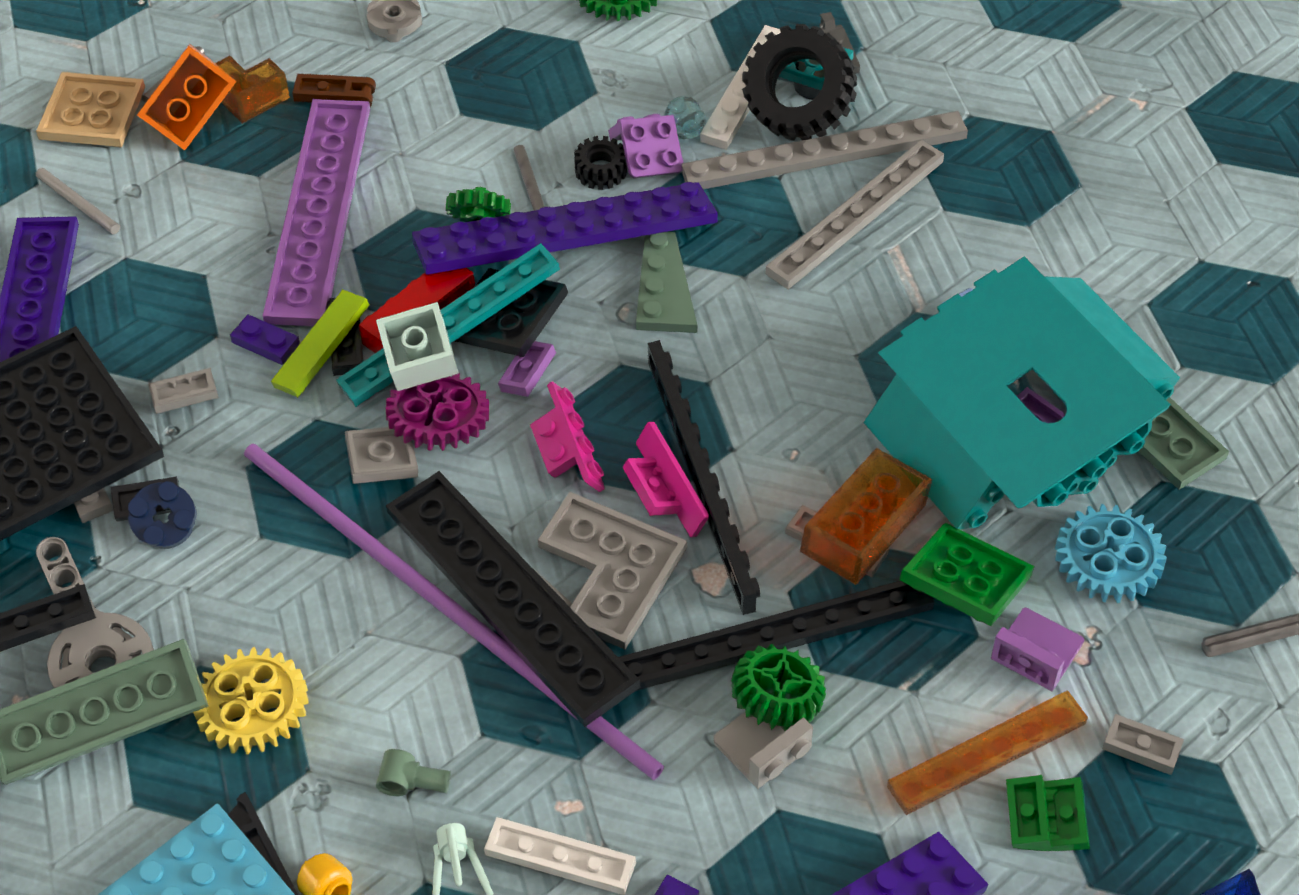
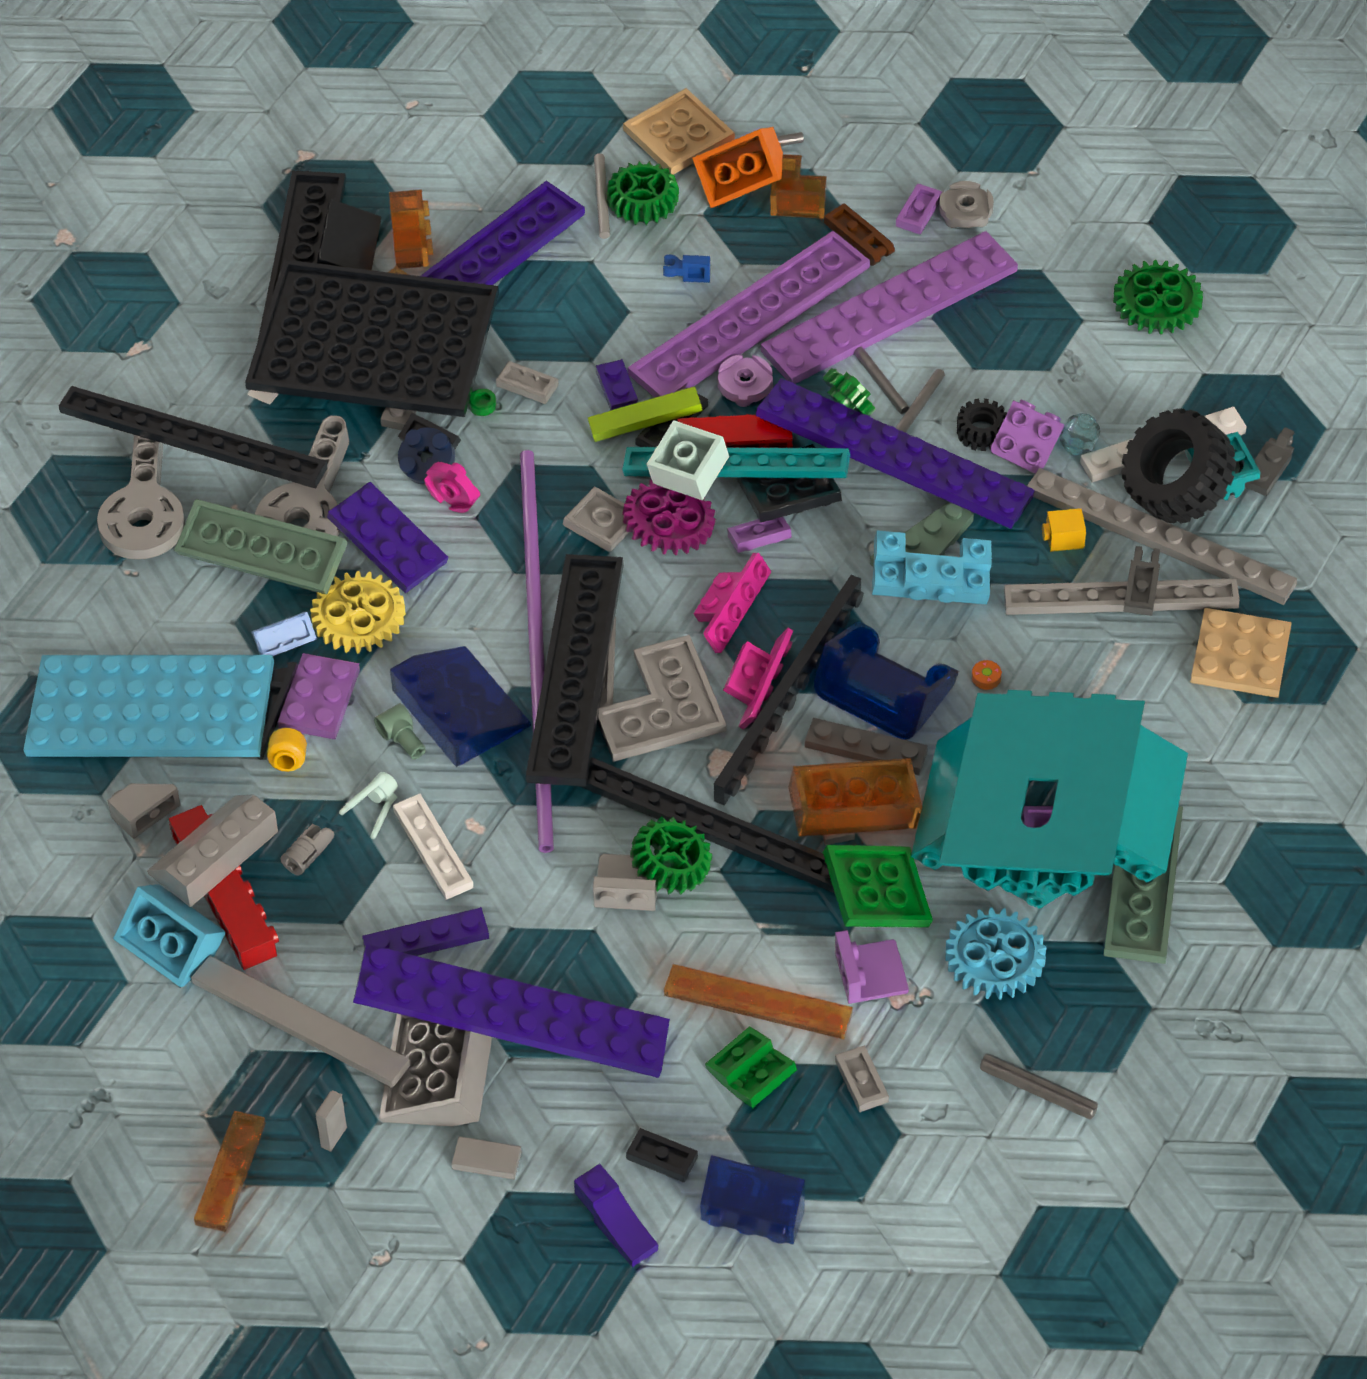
camera: 45 degrees right, 0 degrees up
(115, 173) = (642, 199): none -> green gear
(163, 433) = (482, 402): none -> green tile
(202, 777) = (284, 635): none -> light blue plate
(205, 612) = (387, 537): none -> dark purple plate
(221, 522) = (452, 485): none -> dark pink plate
(226, 204) = (692, 268): none -> blue plate
(295, 807) = (319, 696): none -> medium lavender plate
(360, 41) = (918, 209): none -> medium lavender plate
(375, 271) = (745, 391): none -> lavender plate
(419, 132) = (888, 307): none -> medium lavender plate
(432, 710) = (457, 702): none -> clear blue slope
(468, 183) = (881, 380): none -> flat silver bar
(704, 301) = (931, 576): none -> medium azure bracket
(758, 193) = (1064, 530): none -> yellow brick
(773, 416) = (877, 688): none -> clear blue windscreen
(807, 472) = (862, 744): none -> dark grey plate
(830, 345) = (986, 674): none -> orange tile
(867, 187) = (1142, 583): none -> dark grey hinge
(984, 191) = (1241, 652): none -> tan plate

